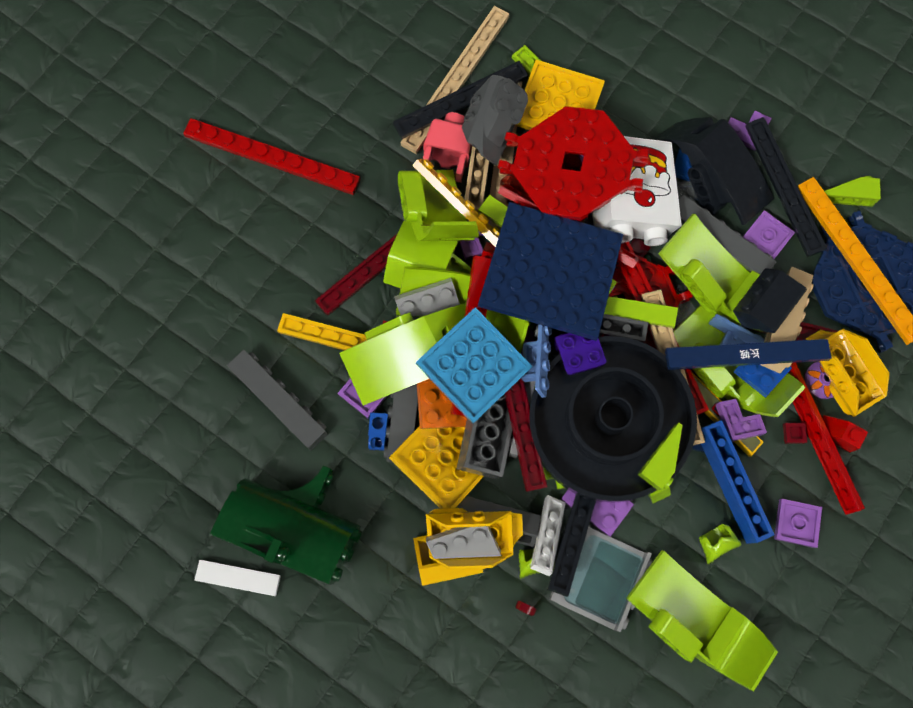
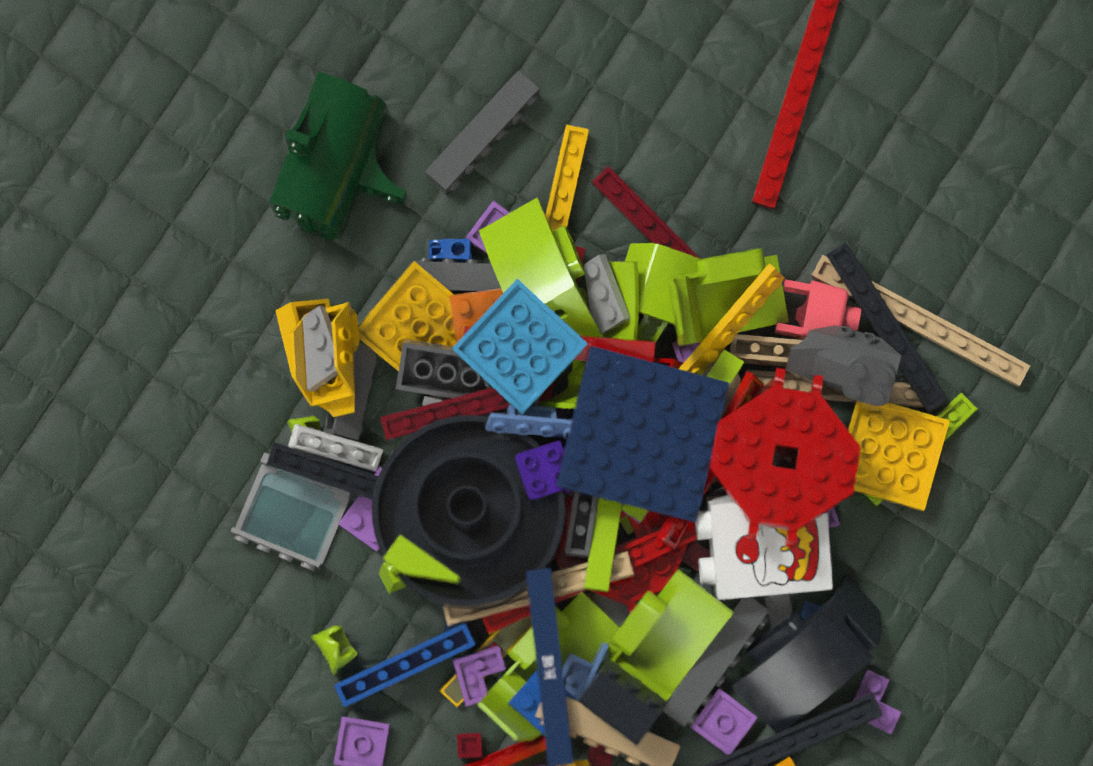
camera: 85 degrees right, 5 degrees up
(237, 577) = (278, 108): white tile -> none
(525, 608) = (254, 427): dark red tile -> none
(701, 624) = (246, 619): lime beam -> none

